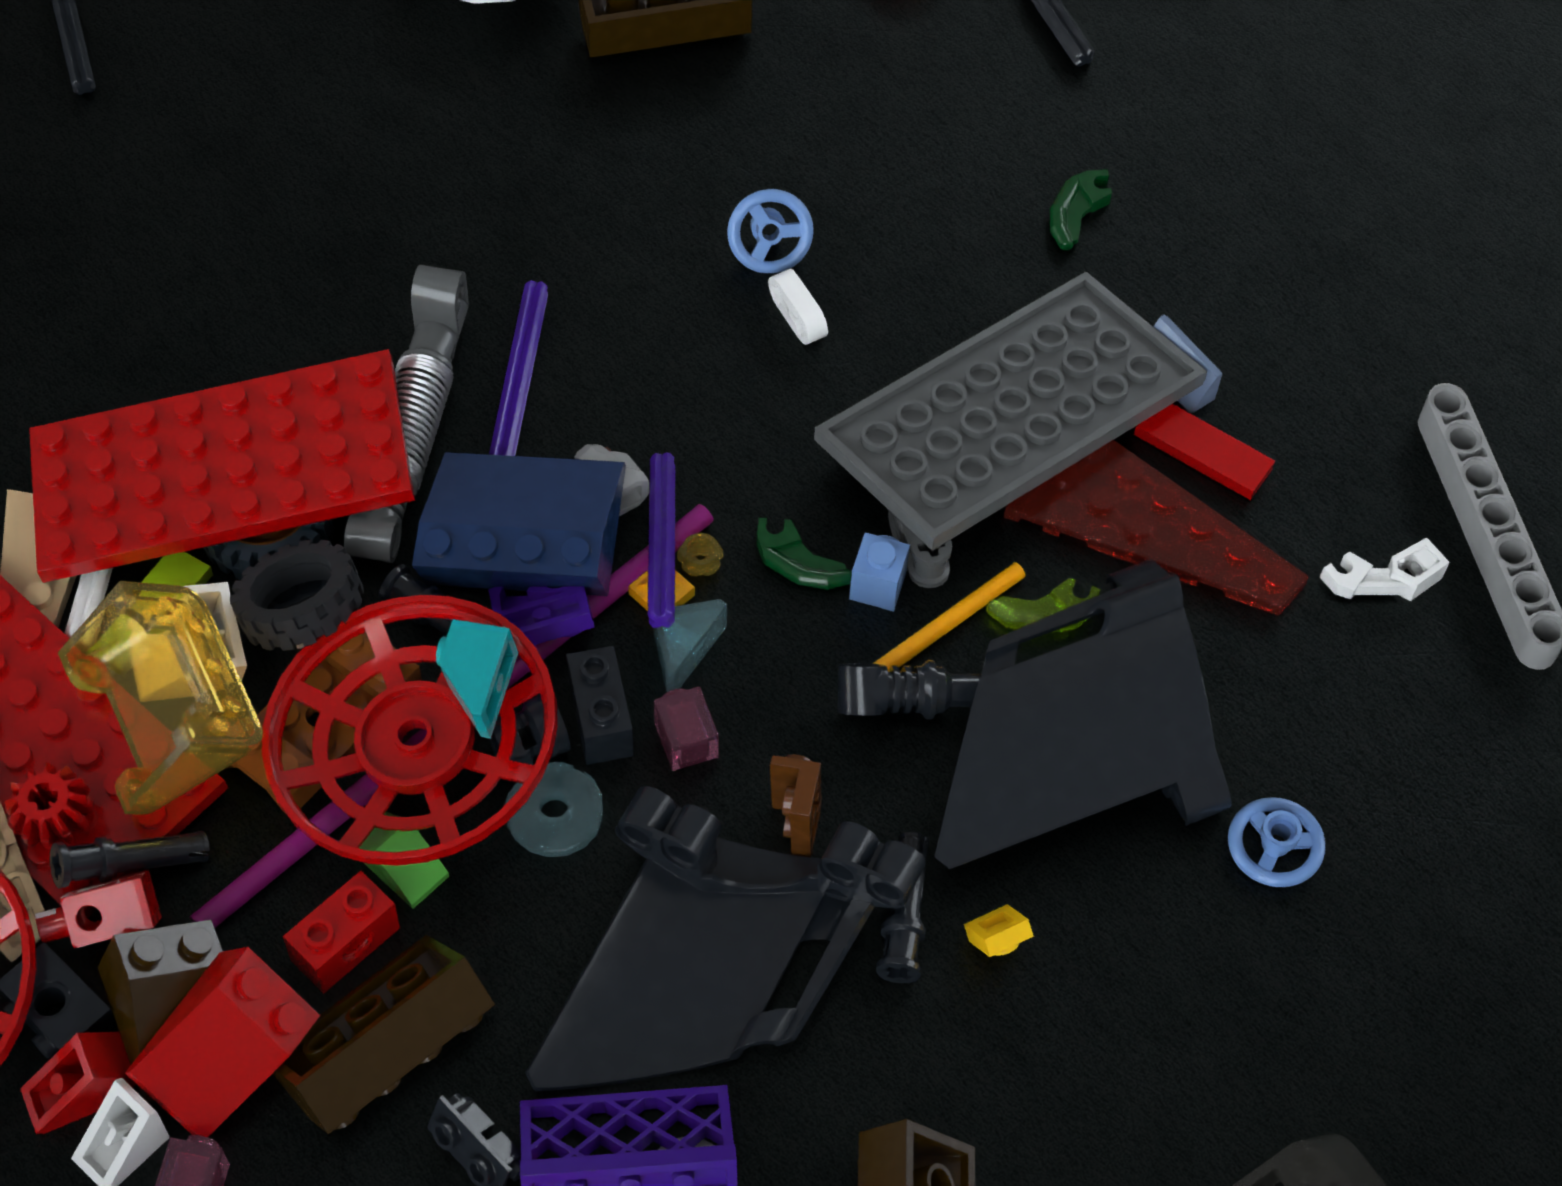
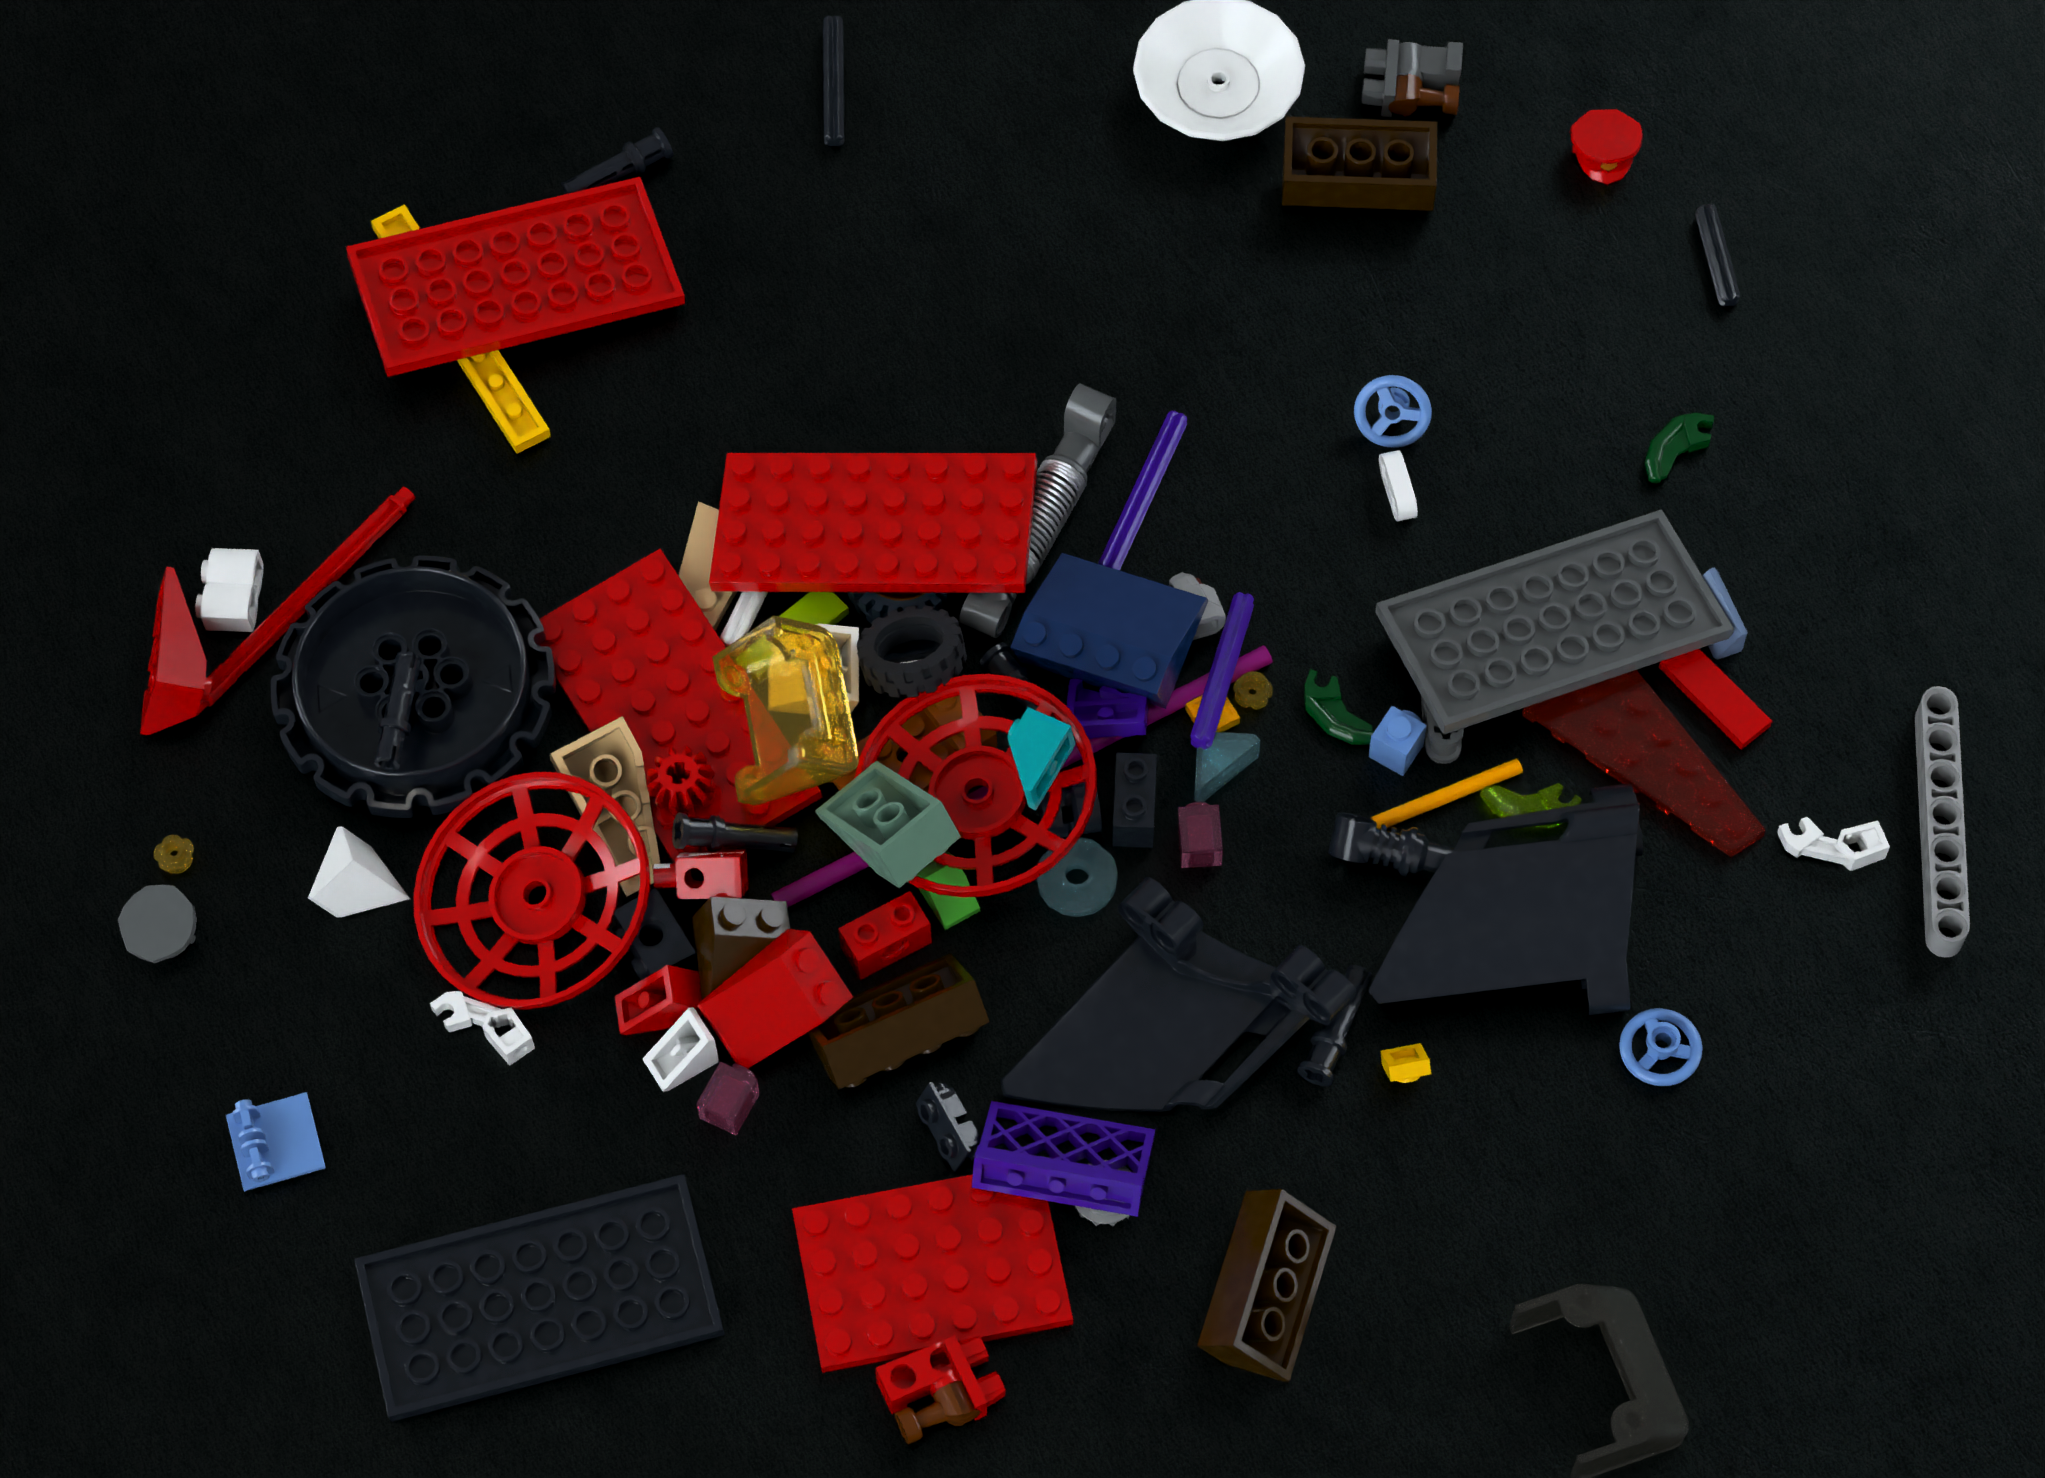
camera: 20 degrees right, 5 degrees up
(318, 794) = (890, 823): none -> sand green slope
(798, 795) = (1273, 918): reddish brown bracket -> none

